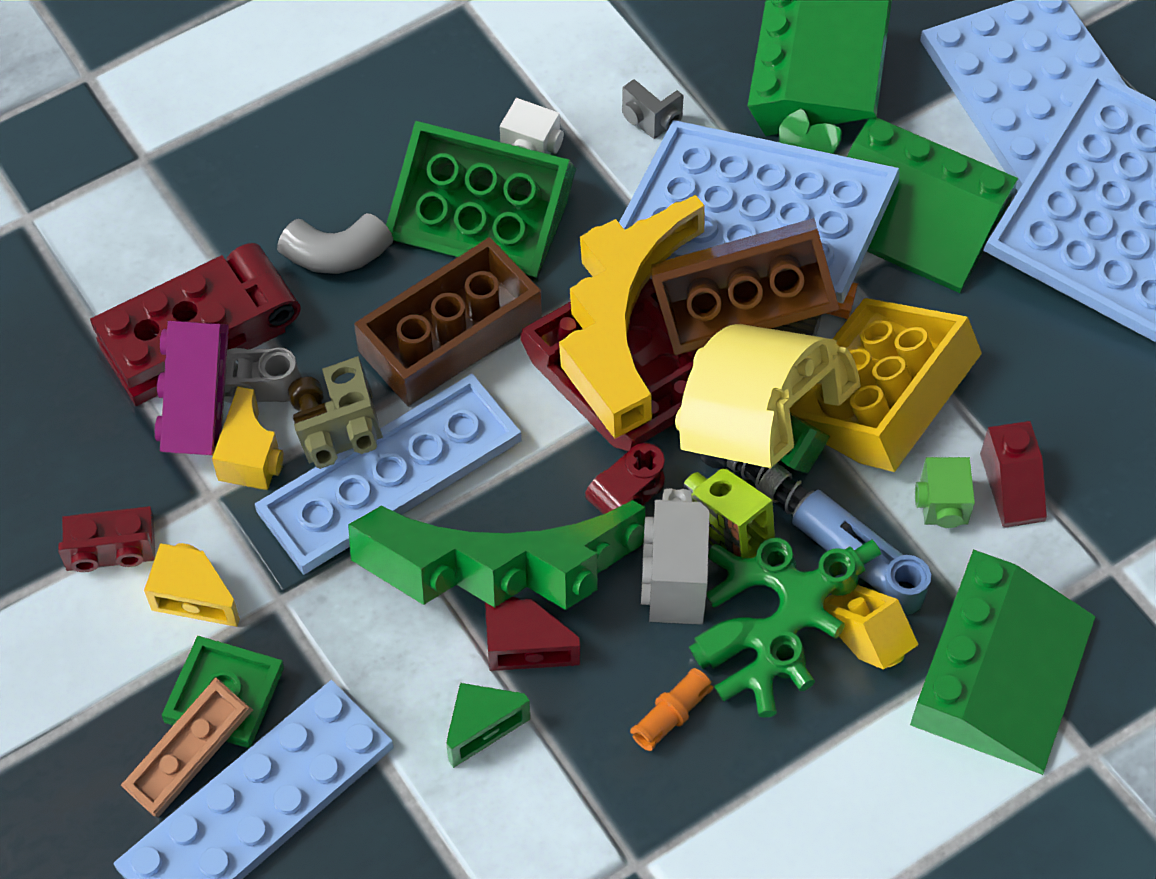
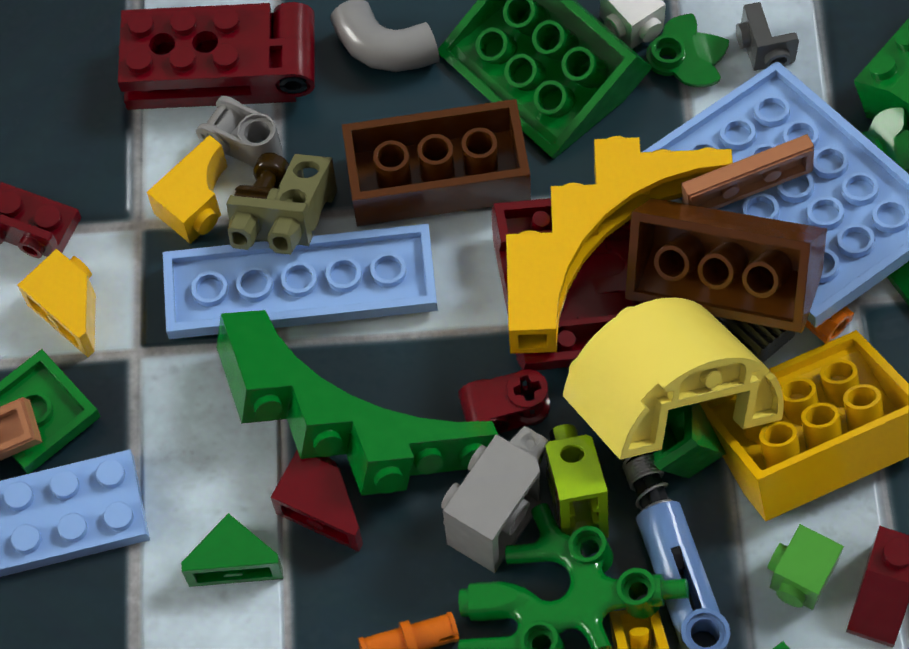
camera: 35 degrees right, 5 degrees up
(192, 387) = (167, 115): magenta brick -> none
(597, 145) = (692, 52): none -> green plate
(720, 209) = (750, 175): none -> nougat tile

